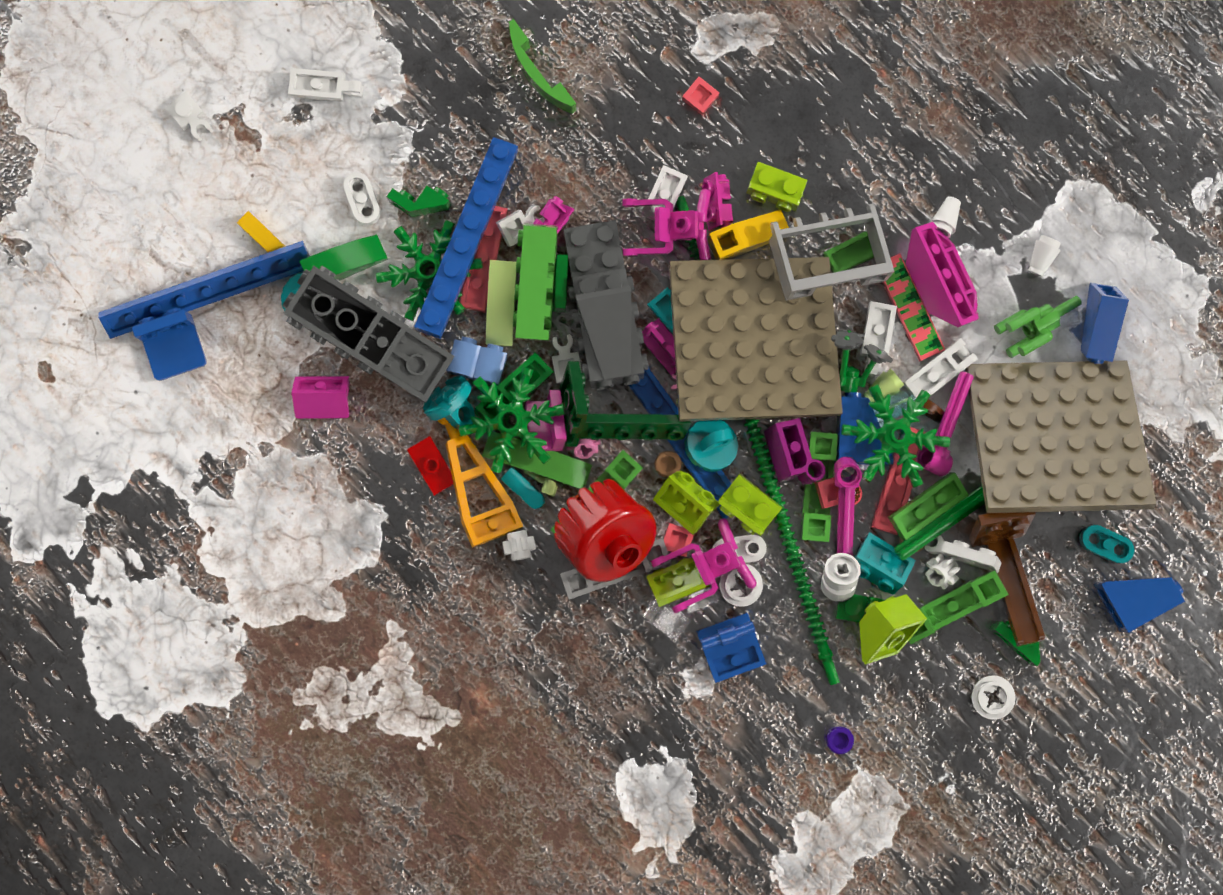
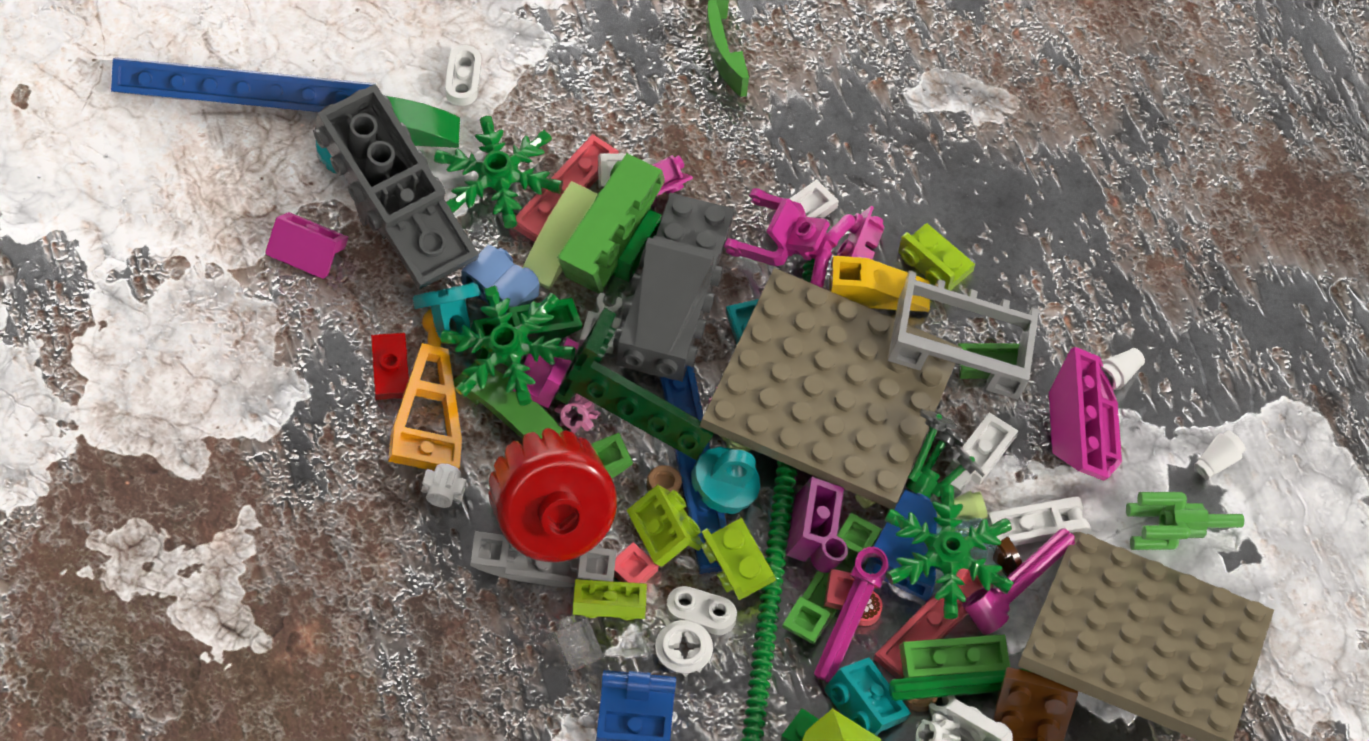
camera: 25 degrees right, 25 degrees down
(171, 343) = (174, 118): blue bracket -> none
(259, 232) = (331, 56): yellow piece -> none
(428, 202) = (530, 108): green slope -> none
(466, 238) = (555, 154): blue plate -> none
(523, 488) = (481, 432): teal bar -> none
(549, 486) = (507, 434): yellowish green hand -> none
(661, 344) = (718, 350): dark pink hinge -> none
(700, 95) = (893, 136): coral tile -> none
(712, 564) = (660, 593): dark pink piece -> none
(840, 577) = (808, 683): white wheel -> none
(912, 311) = (1034, 445): tile -> none
(1103, 322) = (1259, 552): blue slope -> none

